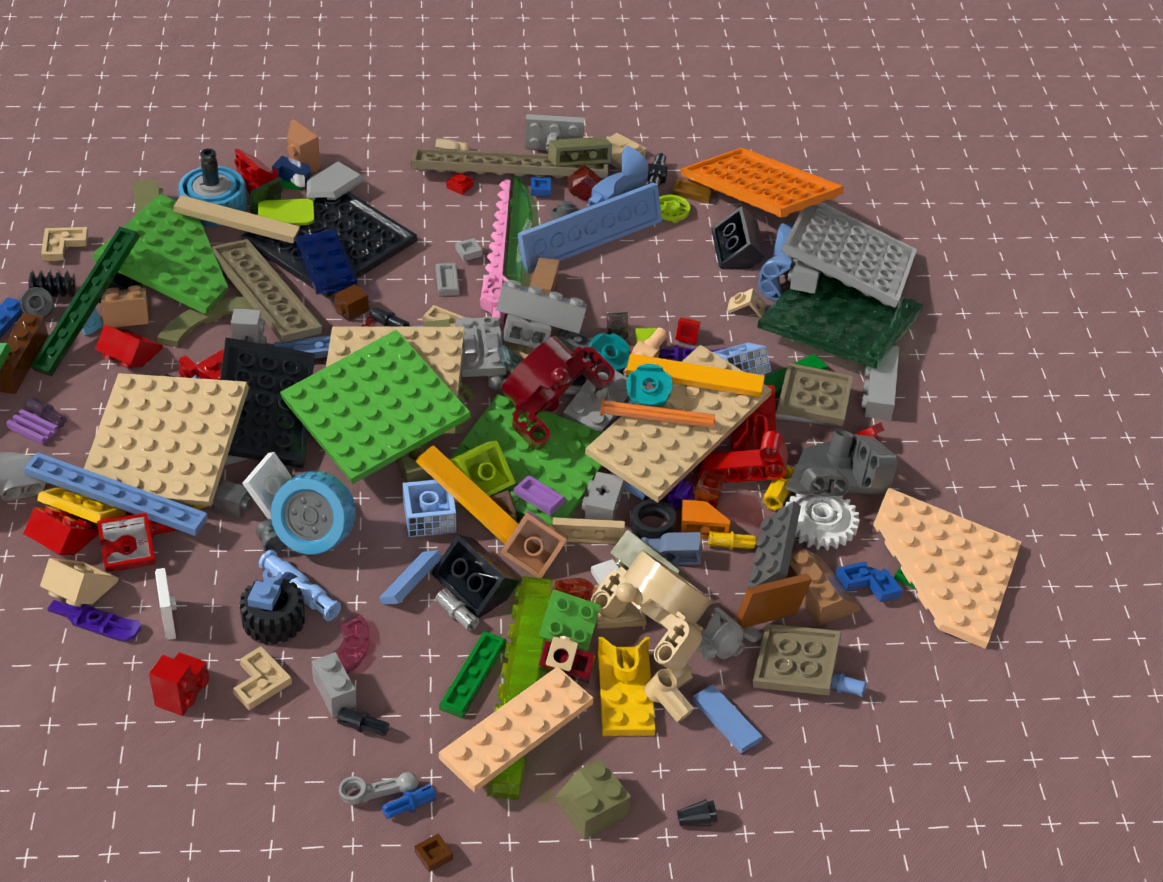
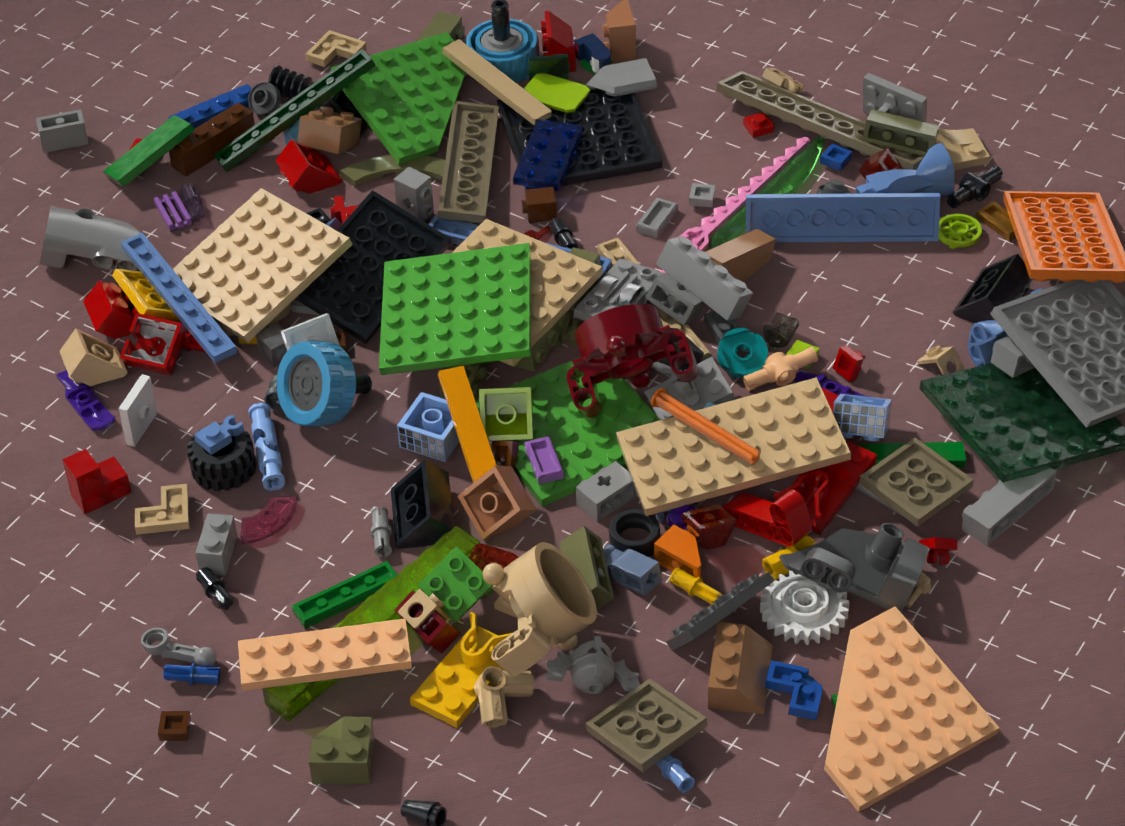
camera: 40 degrees right, 0 degrees up
(410, 577) = (365, 483): medium blue tile -> none
(590, 530) = (561, 512): tan plate -> none
(649, 373) = (726, 405): teal plate -> none
(703, 376) = (778, 405): light orange tile -> none
(727, 718) = (533, 746): medium blue tile -> none
(773, 600) = (663, 657): dark orange tile -> none

